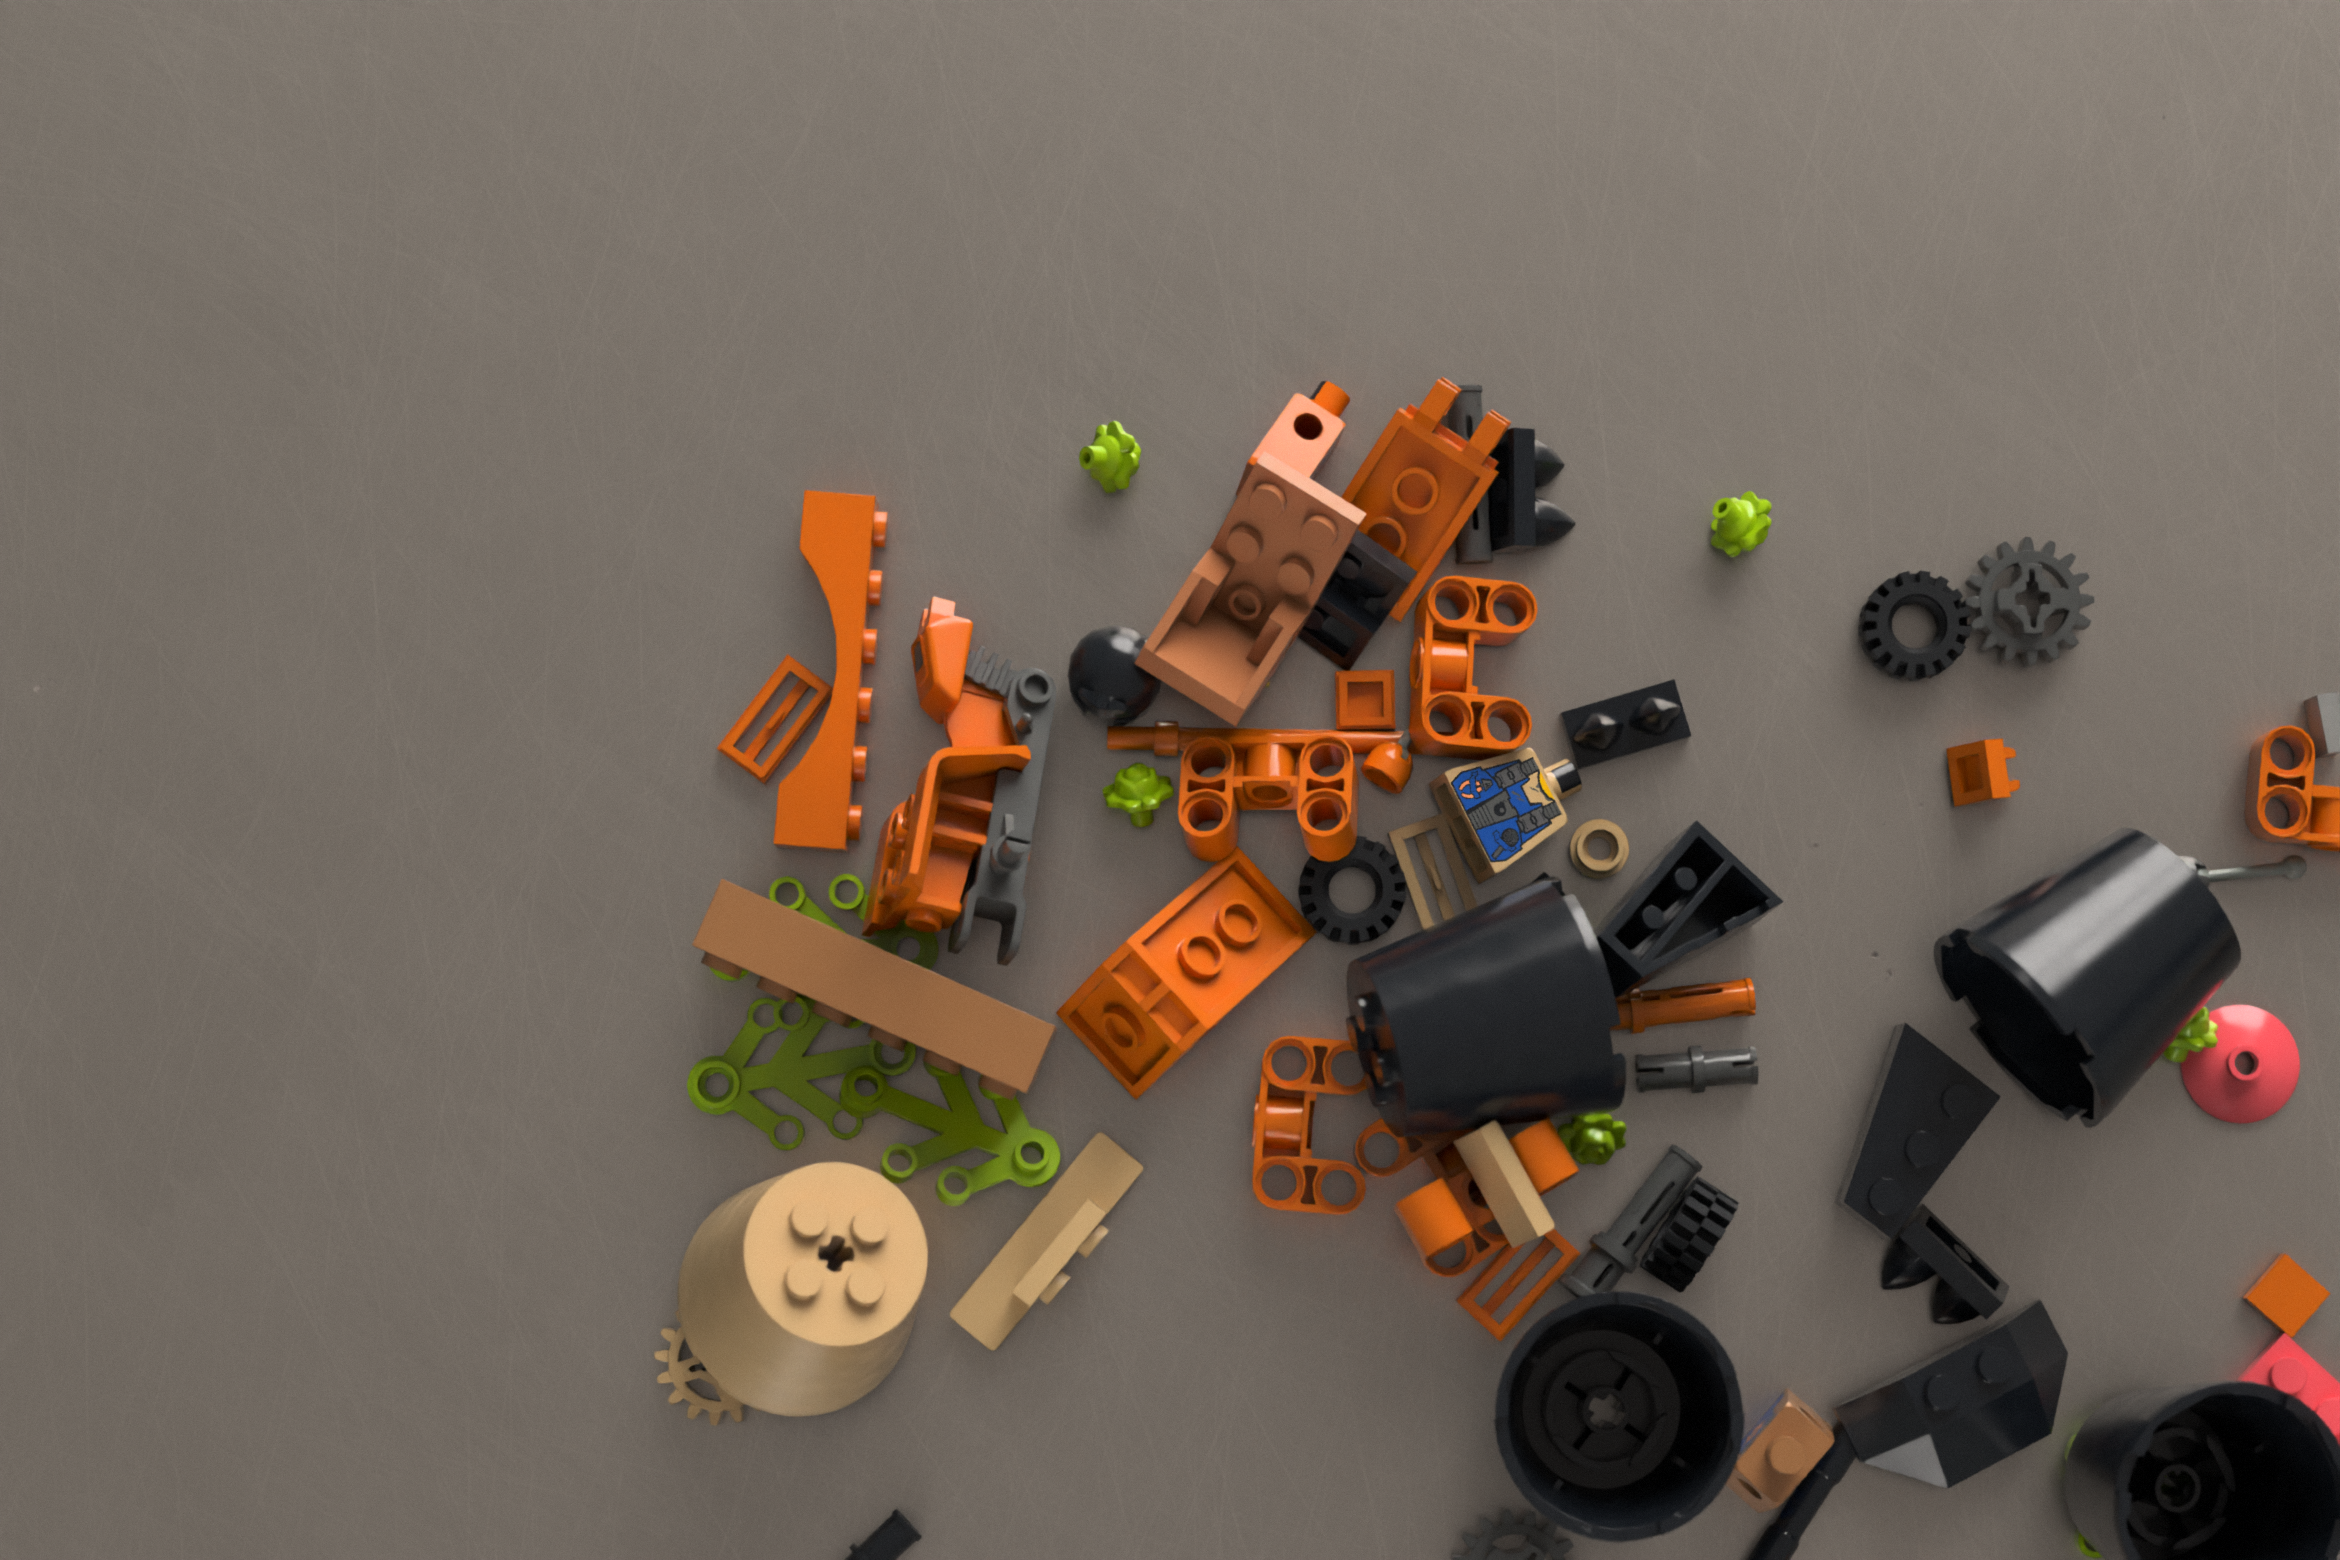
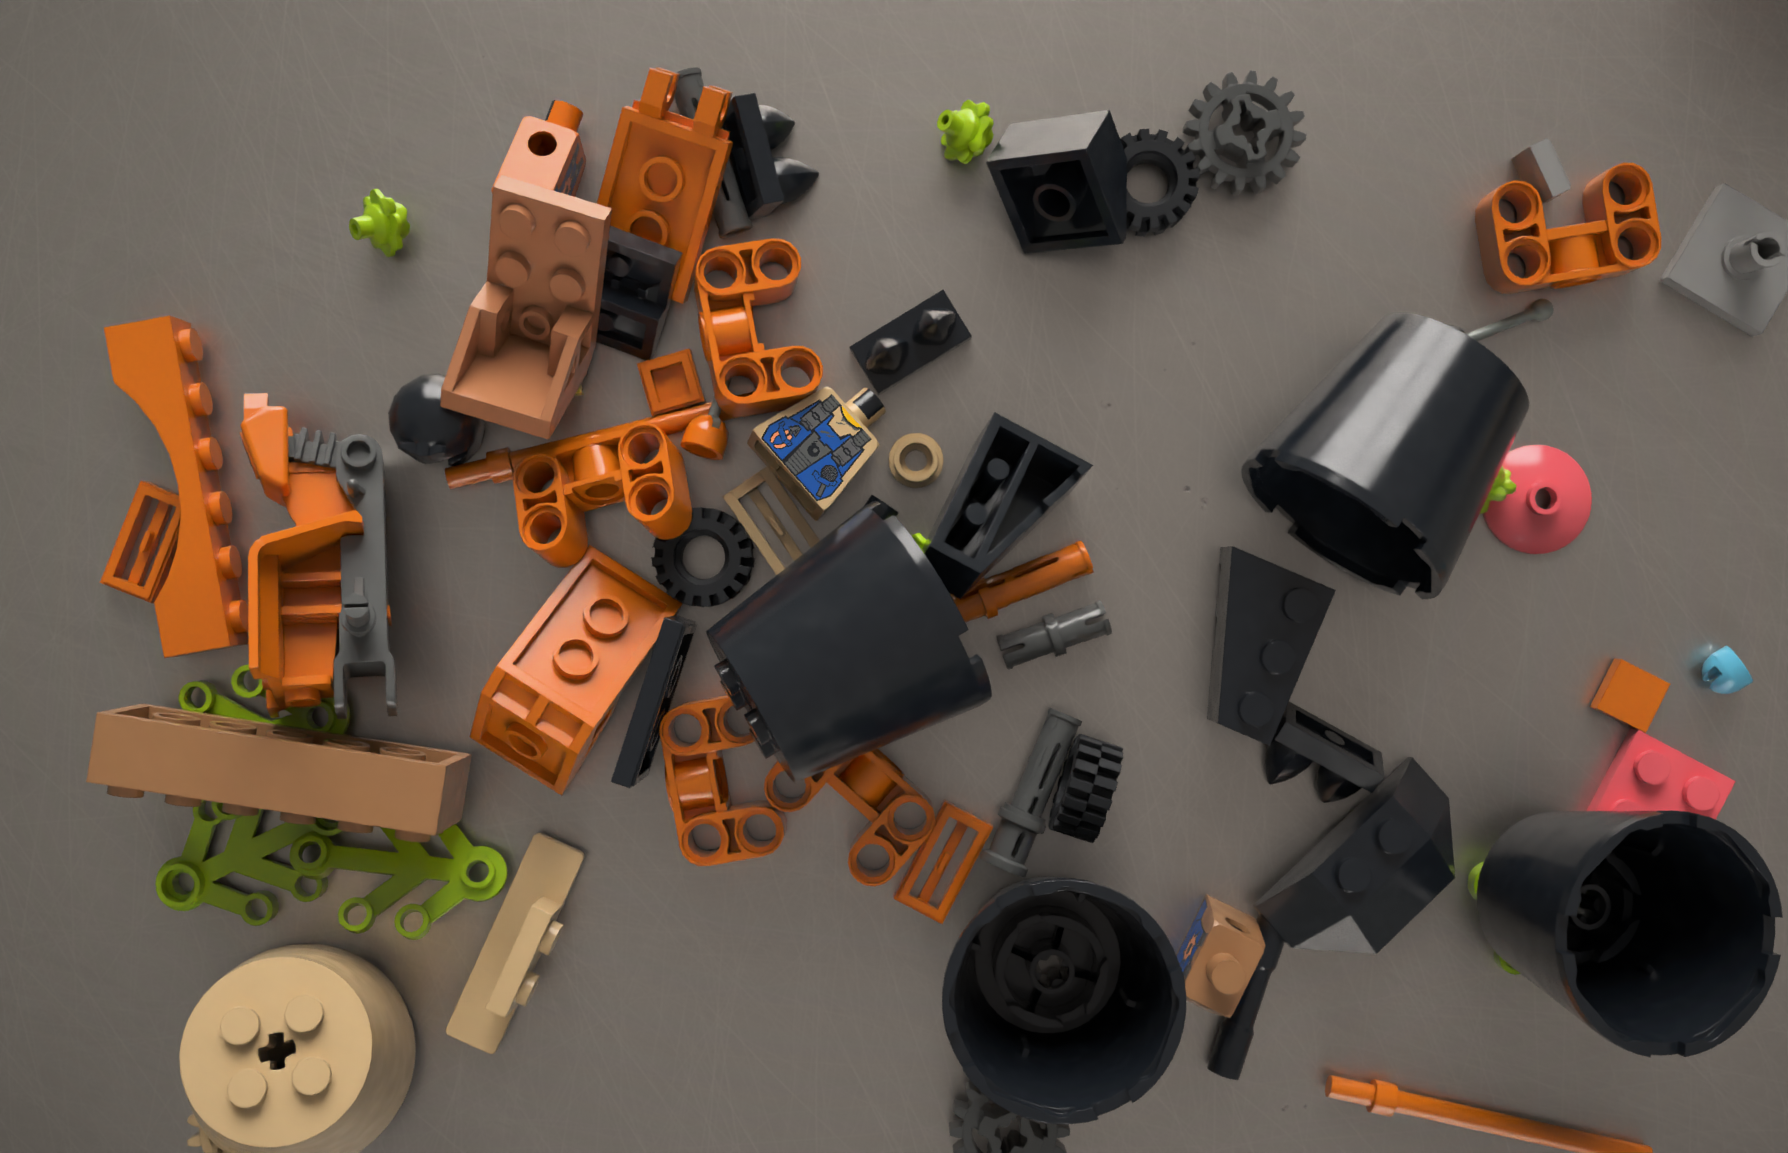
camera: 20 degrees left, 5 degrees up
(1138, 792) = (487, 521): lime plant -> none
(1268, 1021) = (654, 700): none -> black tile
(1445, 1215) = (860, 834): orange beam -> none
(1504, 1184) = (902, 800): tan tile -> none
(1593, 1138) = (977, 725): lime plant -> none
(1827, 603) = (1063, 181): none -> black slope
(1980, 772) = (1240, 299): orange tile -> none

